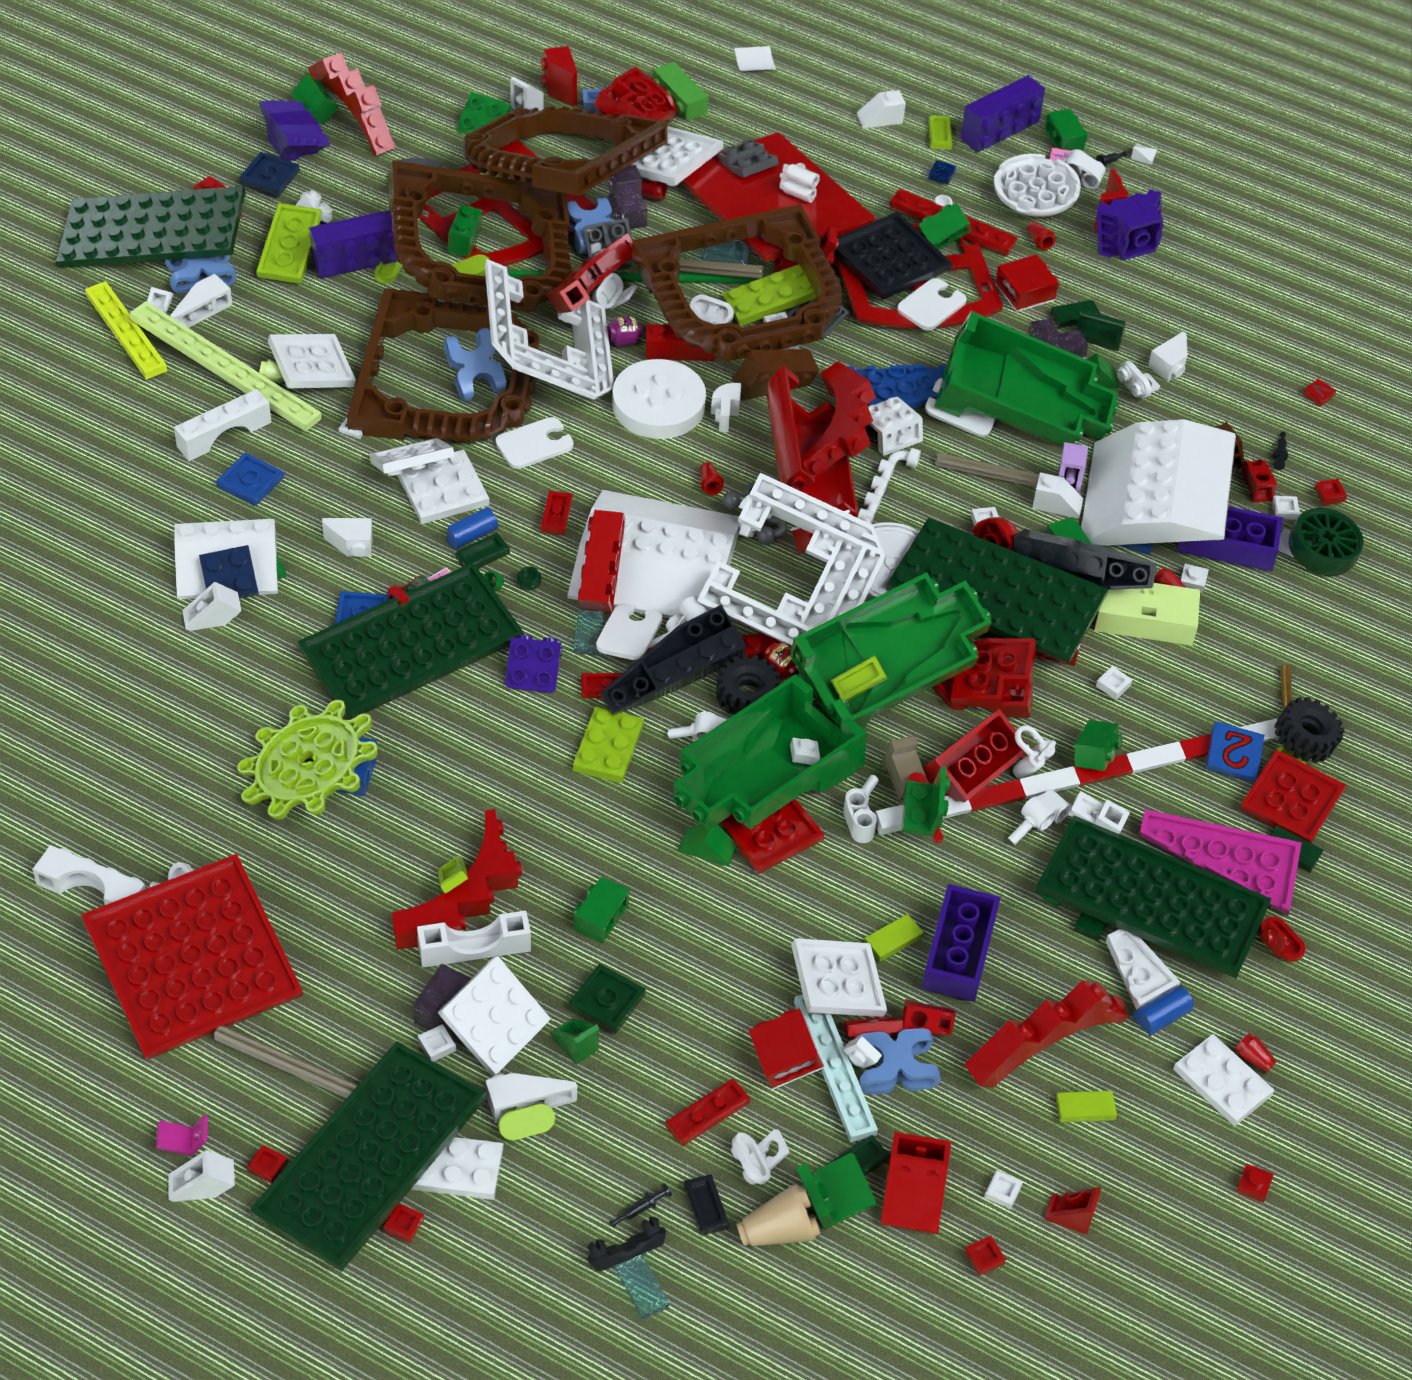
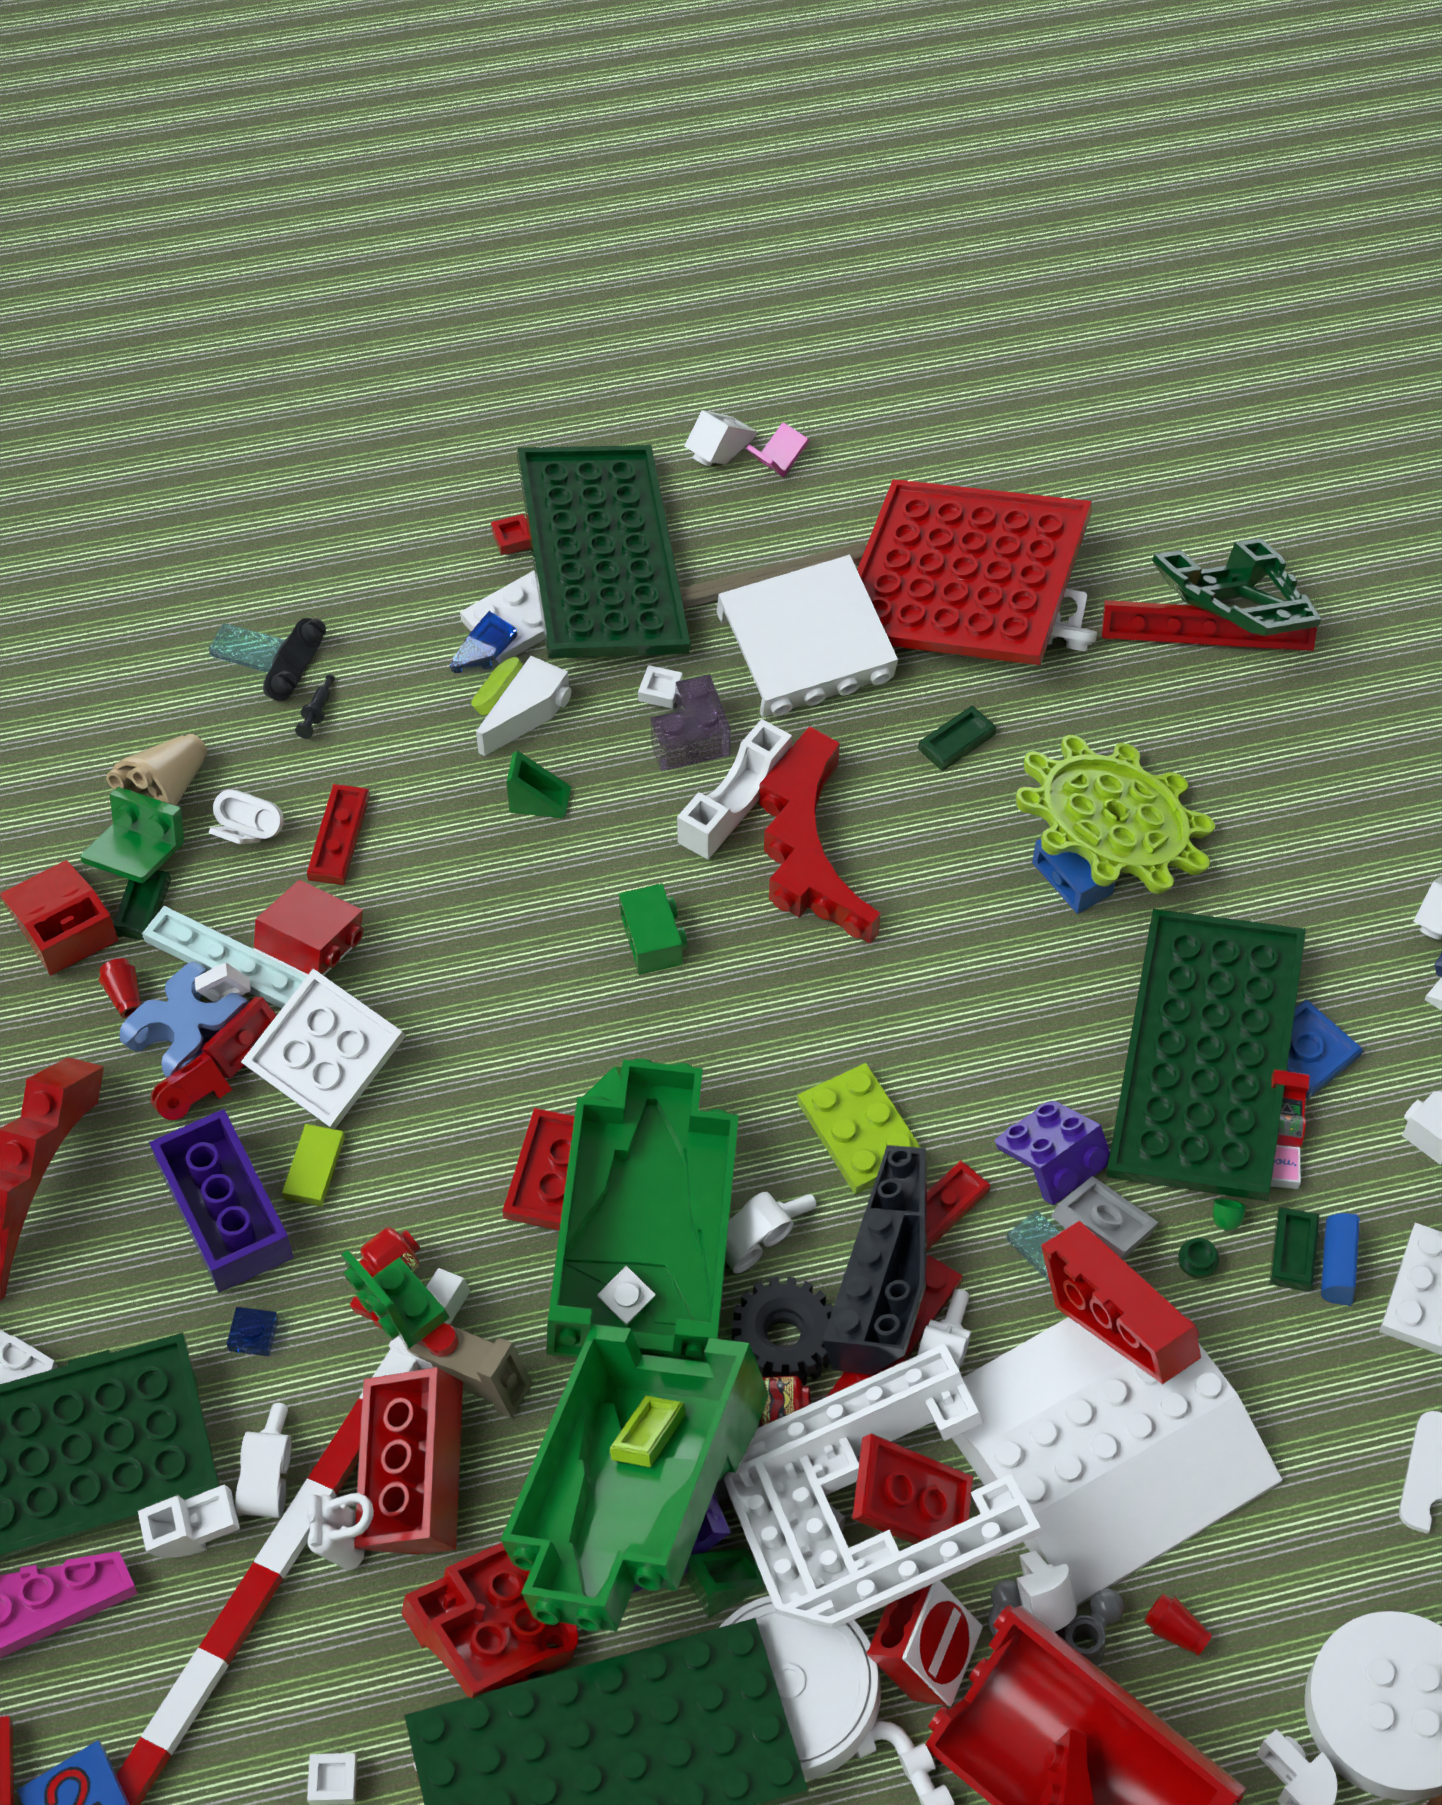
camera: 140 degrees right, 5 degrees up
(62, 870) = (1117, 579): white arch -> none
(80, 841) = (1245, 568): none -> dark green windscreen
(115, 830) = (1190, 625): none -> red plate
(267, 1164) = (686, 496): red tile -> none
(316, 884) = (957, 738): none -> dark green tile
(324, 993) = (809, 635): none -> white panel
(452, 874) = (830, 826): lime tile -> none
(494, 1015) = (627, 731): white plate -> none
(506, 1150) = (484, 643): none -> clear blue slope
(554, 612) = (1107, 1216): none -> light grey plate
(556, 512) = (1284, 1380): red plate -> none
(607, 998) = (547, 851): dark green plate -> none
(628, 637) = (998, 1275): white piece -> none
(706, 1205) = (257, 754): black tile -> none
(770, 580) = (908, 1491): none -> red tile
(857, 813) = (484, 1274): white beam -> none
(899, 856) = (388, 1247): none -> red head
(913, 1113) = (121, 985): none -> red cone
(995, 883) = (252, 1331): none -> clear blue plate
(1097, 745) = (265, 1622): green brick -> none

